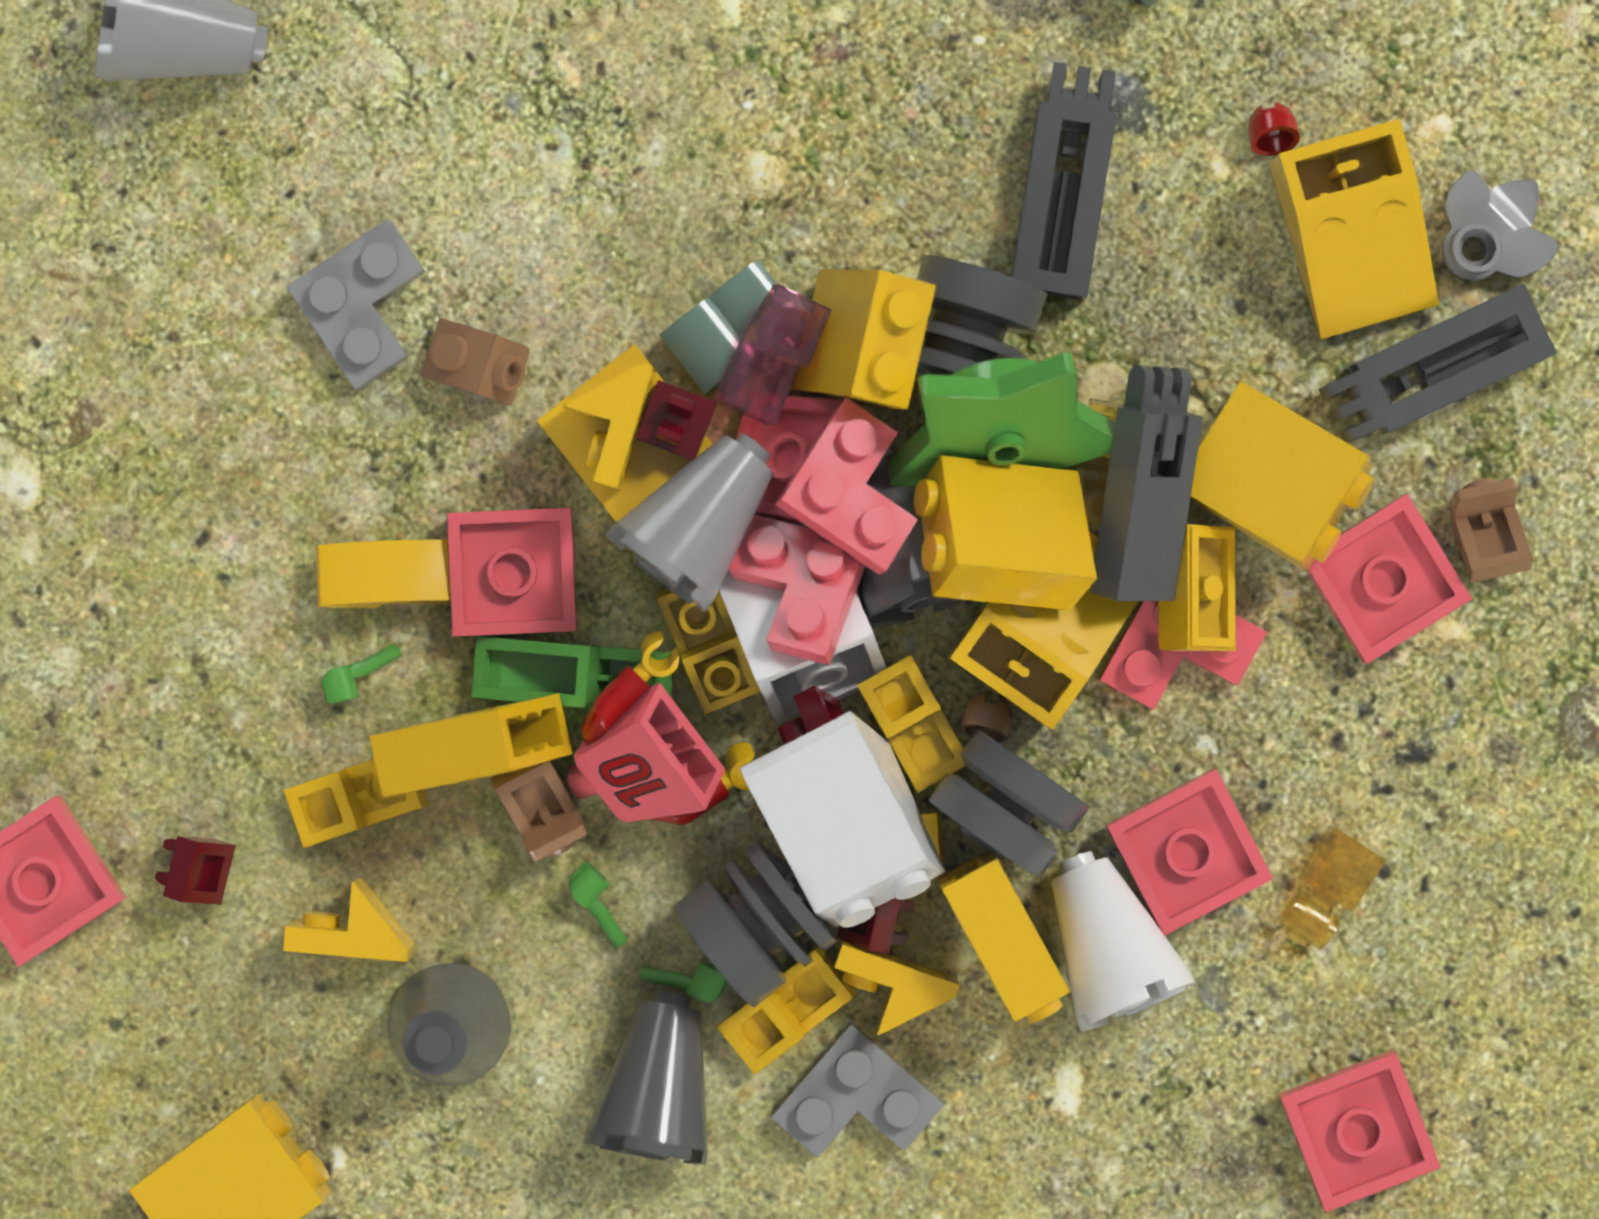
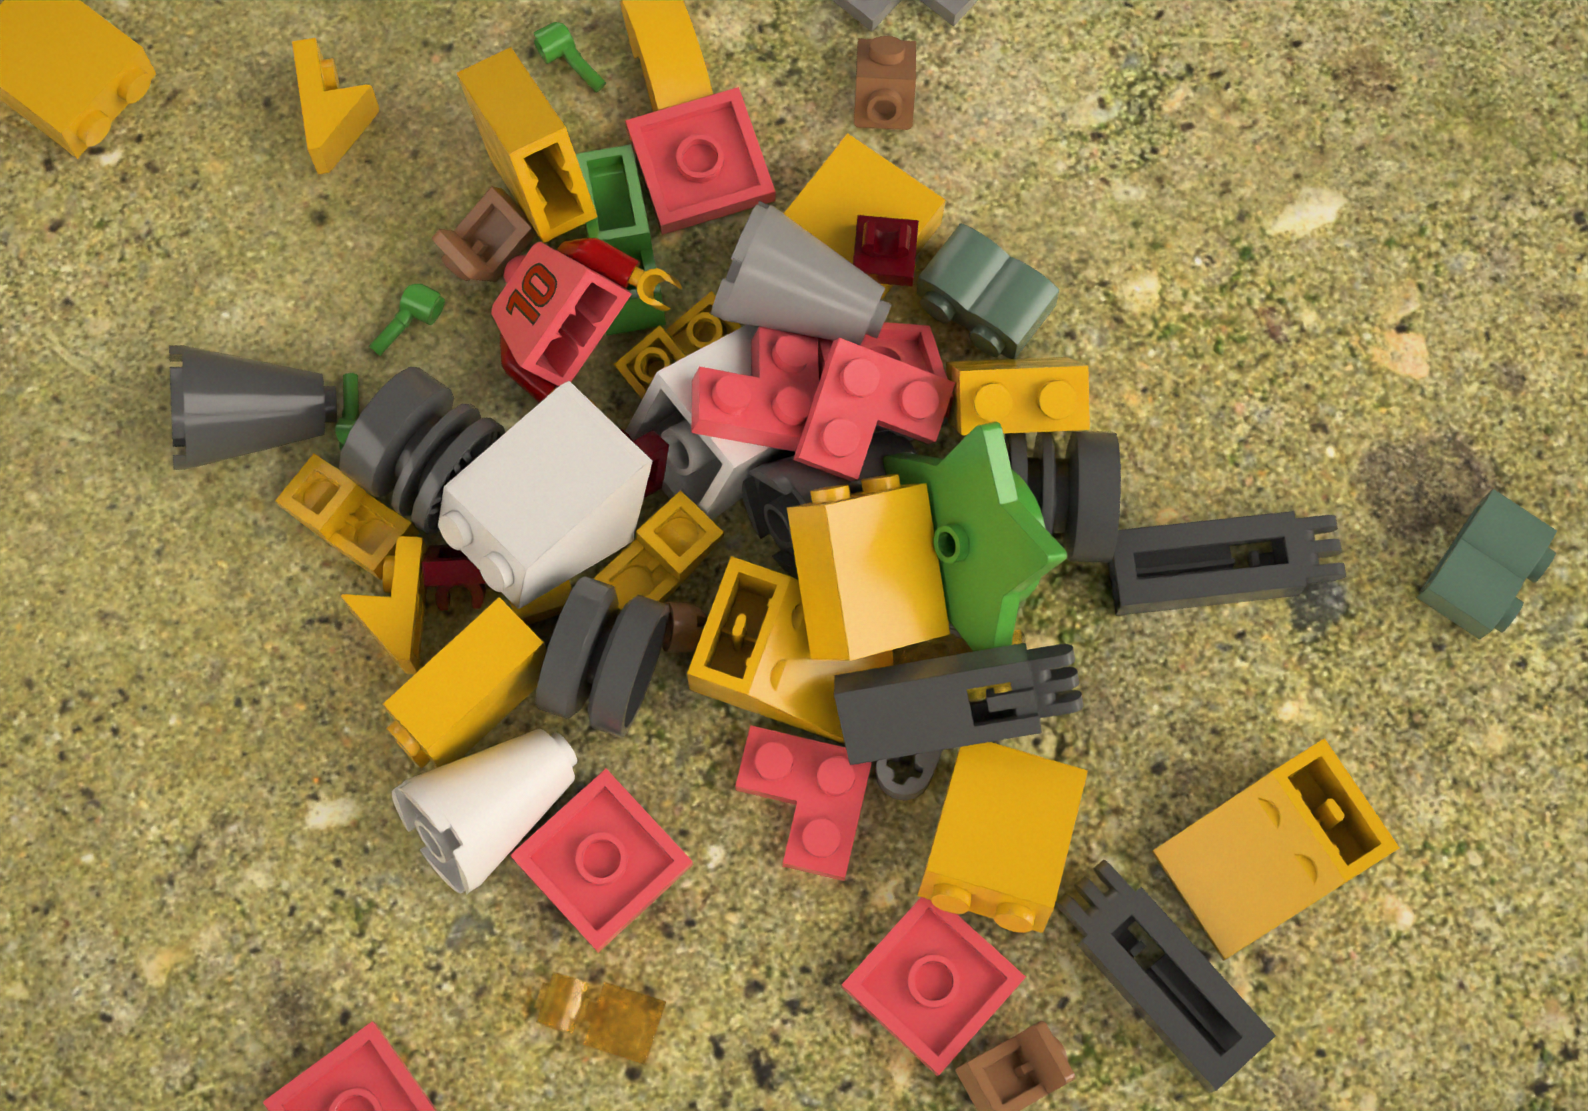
camera: 70 degrees right, 15 degrees down
(345, 804) = (432, 62): yellow slope -> none
(449, 1024) = (254, 208): dark grey cone -> none
(623, 405) = (885, 191): yellow slope -> none
(770, 352) = (974, 320): clear pink slope -> none
(852, 1079) = (293, 601): light grey plate -> none
(1205, 594) = (866, 795): yellow slope -> none
(1273, 130) = (1349, 733): red hinge -> none
(1500, 224) = (1327, 999): light grey plate -> none

